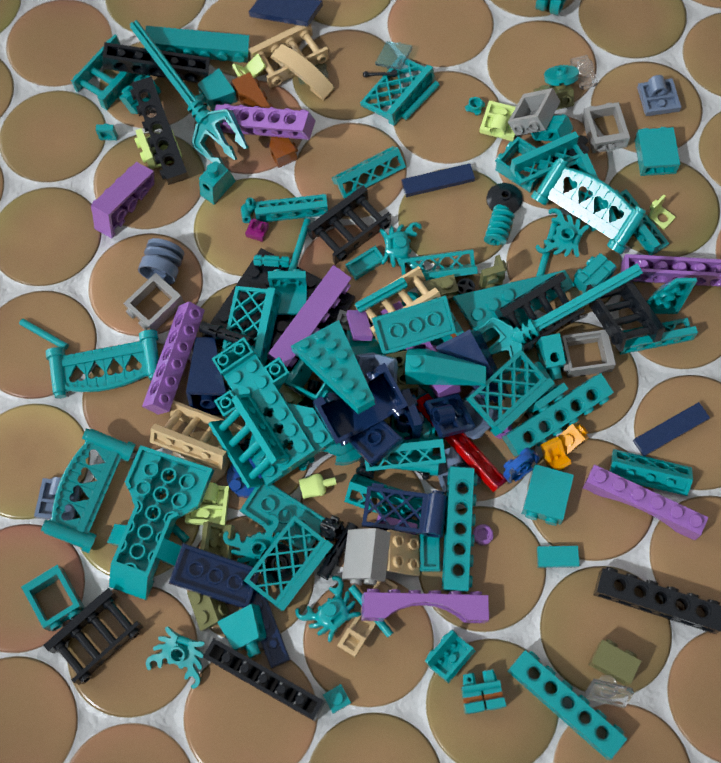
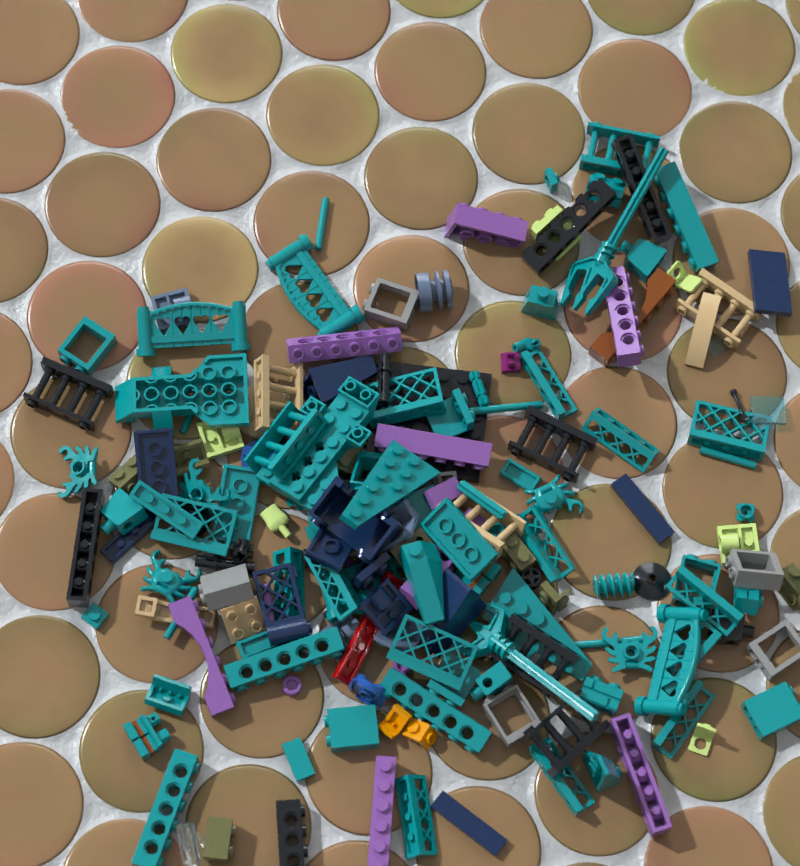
camera: 60 degrees right, 0 degrees up
(263, 582) = (166, 509): none -> teal plate

